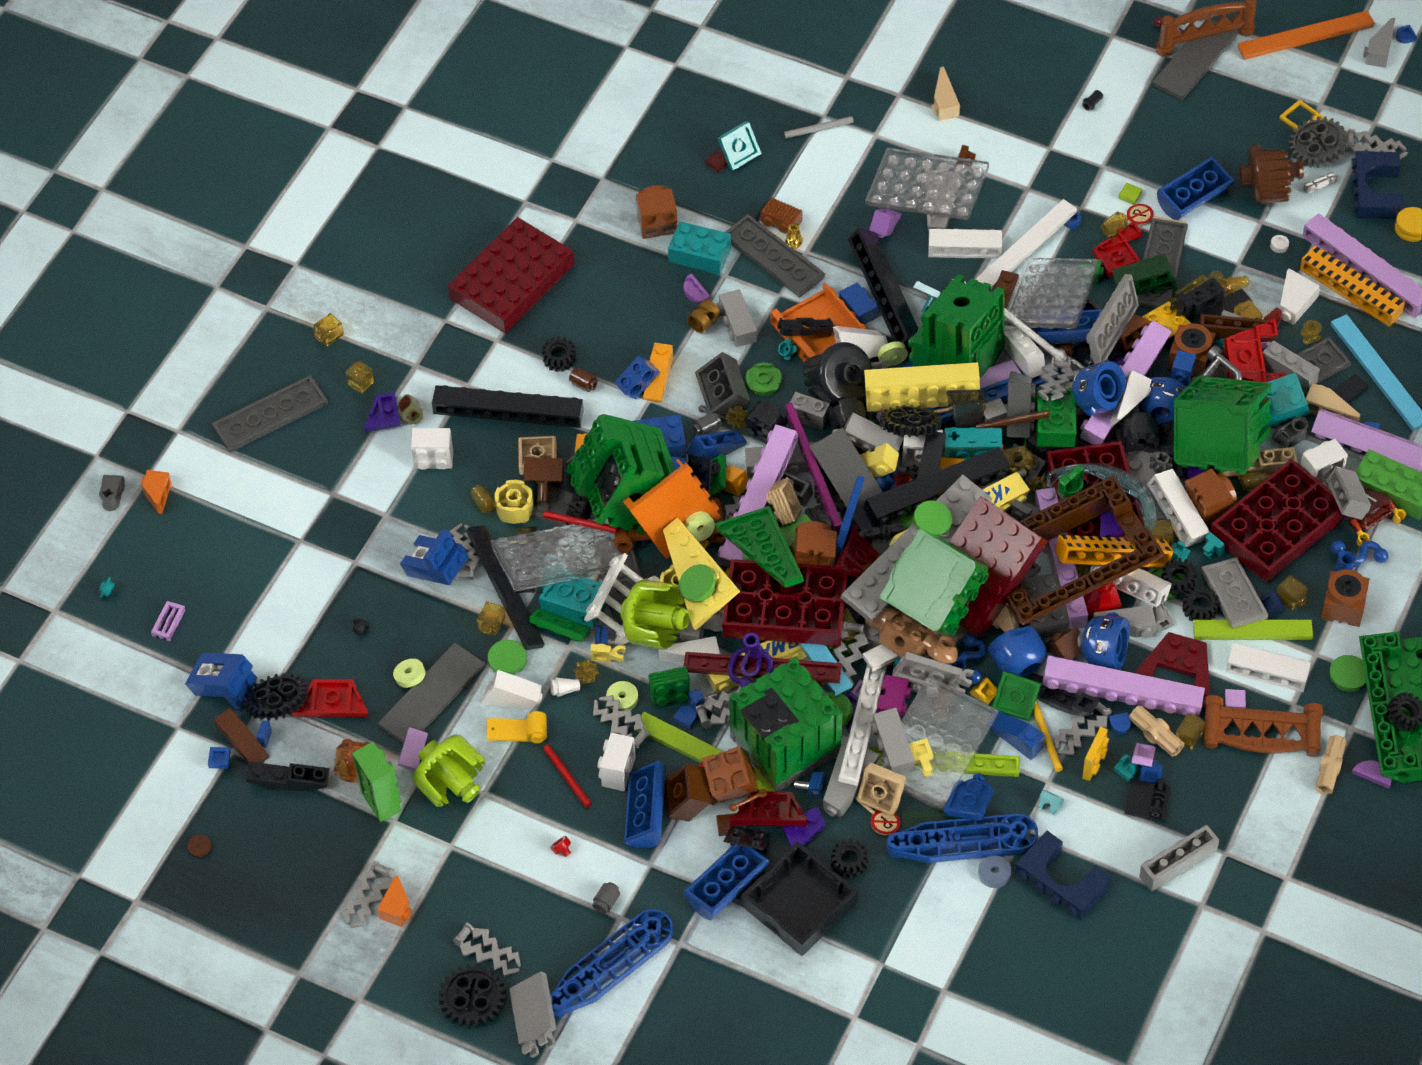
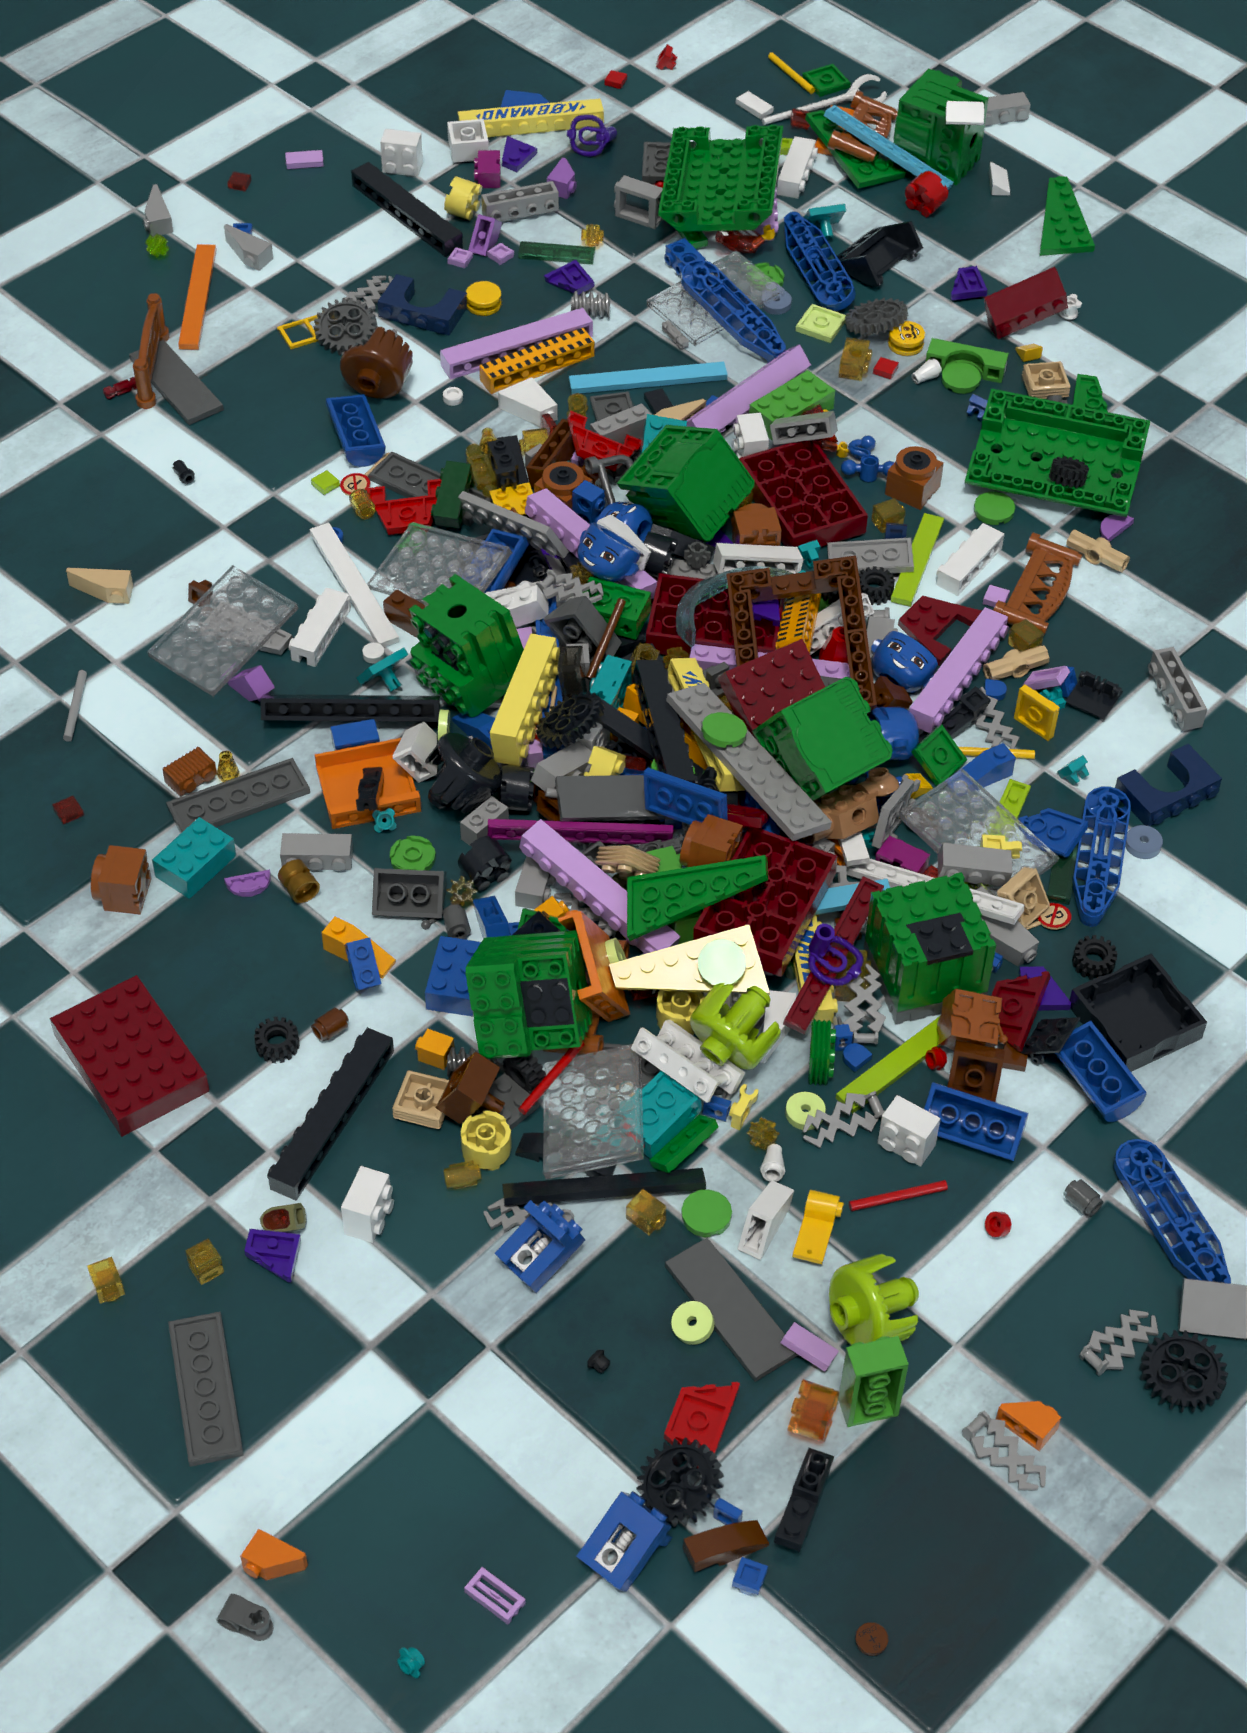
camera: 75 degrees left, 5 degrees down
(739, 145) = (66, 777): tile -> none
(1071, 482) = (712, 618): green piece -> none

